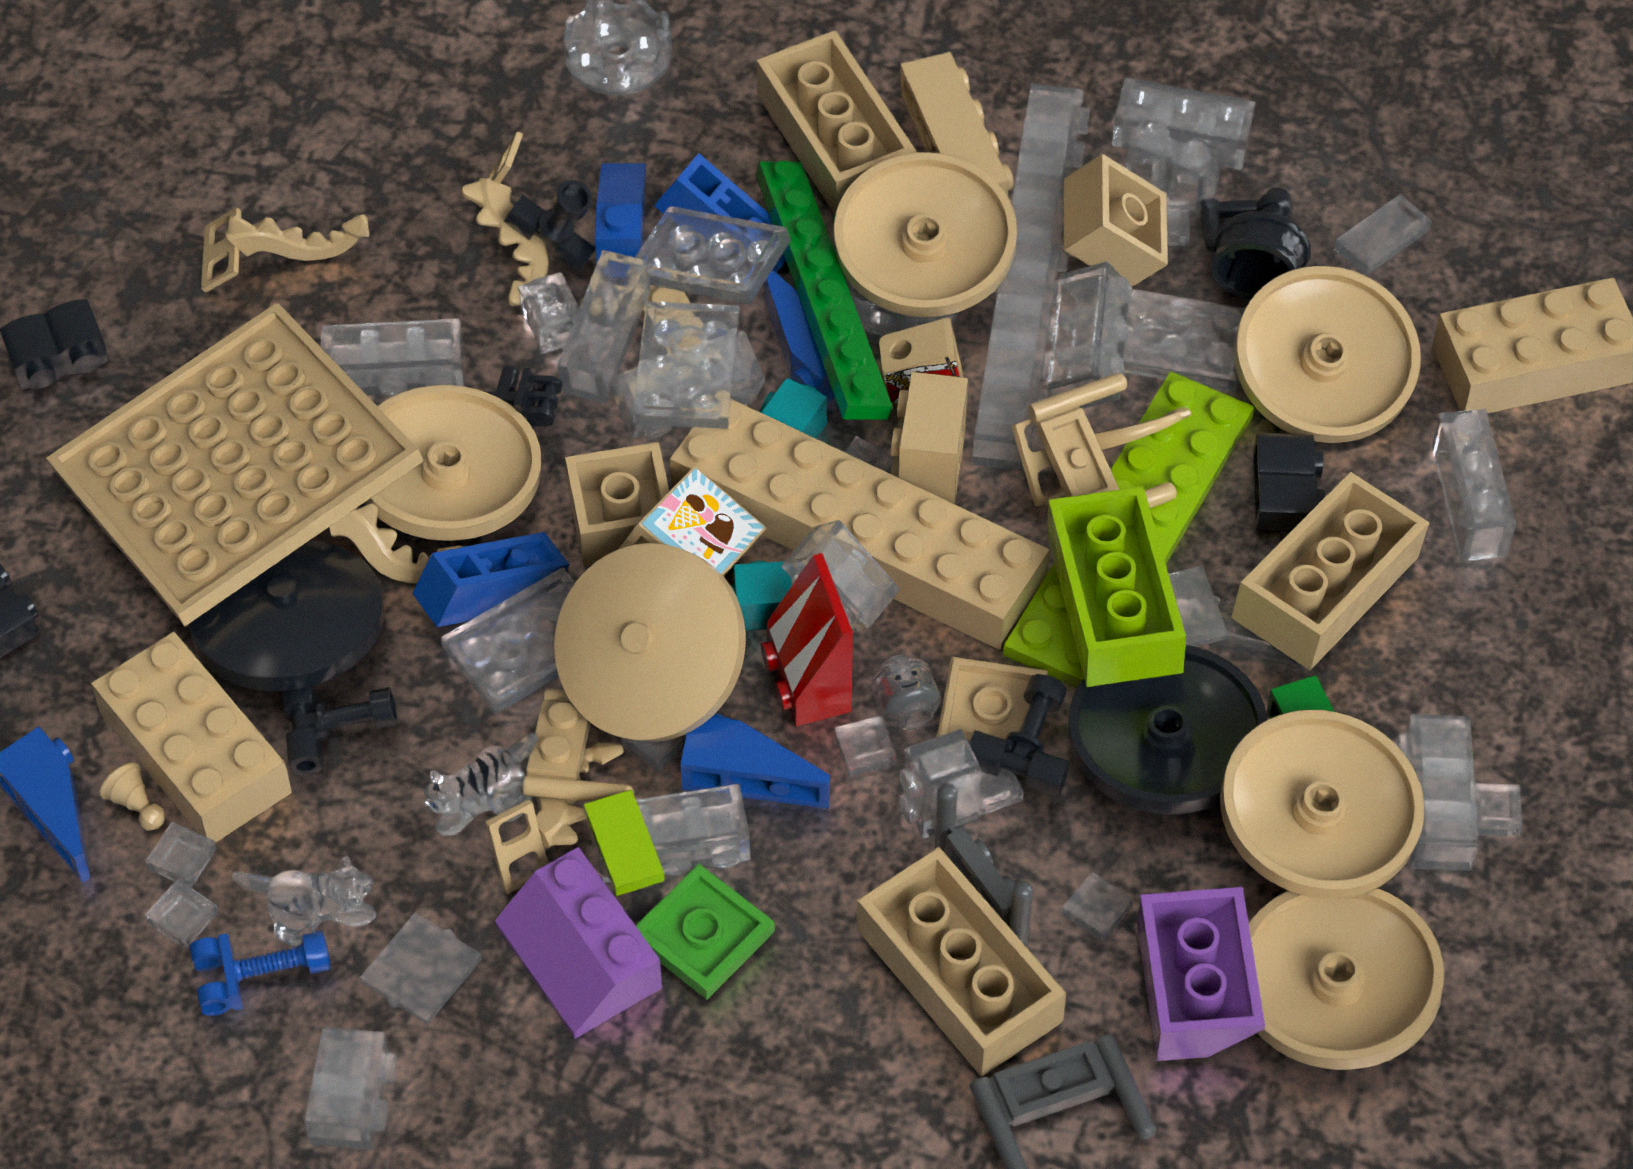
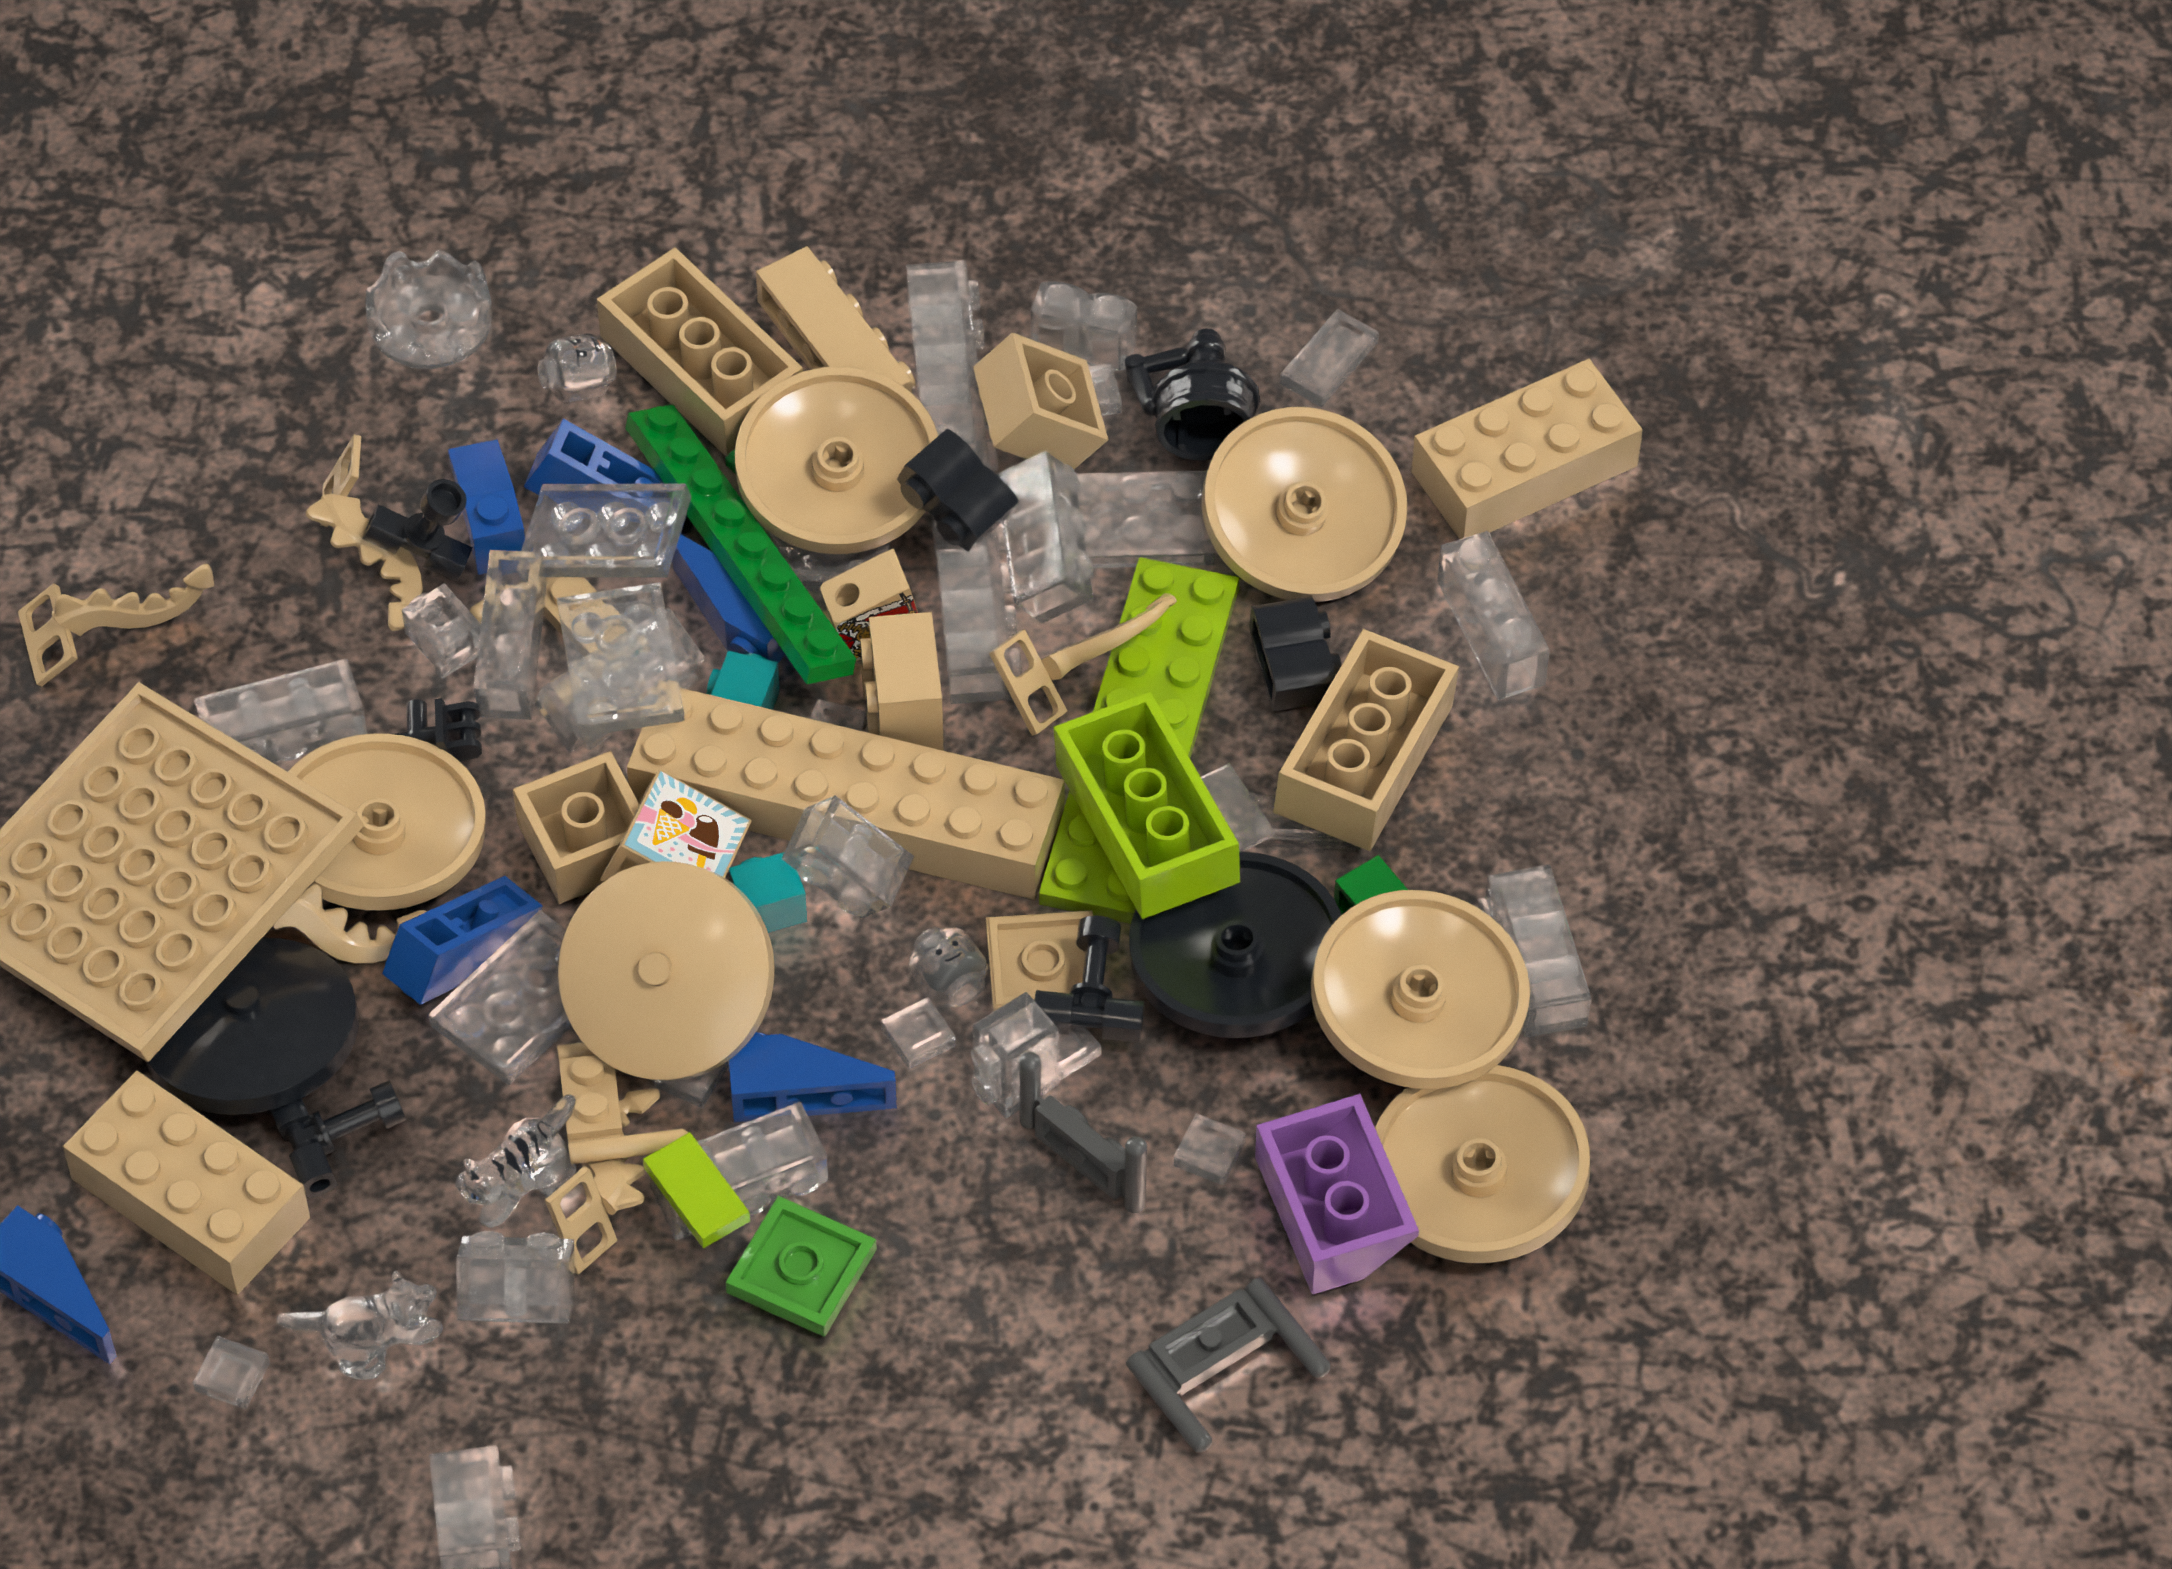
camera: 15 degrees left, 0 degrees up
(126, 788) = (131, 1253): tan piece -> none
(181, 854) = (211, 1309): clear tile -> none
(212, 953) = (304, 1449): blue bar -> none
(421, 968) = (508, 1373): clear piece -> none
(446, 886) = (515, 1278): none -> clear brick
(579, 944) = (673, 1307): medium lavender slope -> none
(728, 116) = (577, 368): none -> clear head
(811, 647) = (838, 938): red slope -> none
(960, 961) = (1084, 1236): tan brick -> none
(1019, 279) = (957, 490): none -> black brick
(1074, 446) = (1060, 659): tan plate -> none
(1194, 114) = (1094, 264): clear brick -> none
(1498, 809) = (1601, 956): clear tile -> none

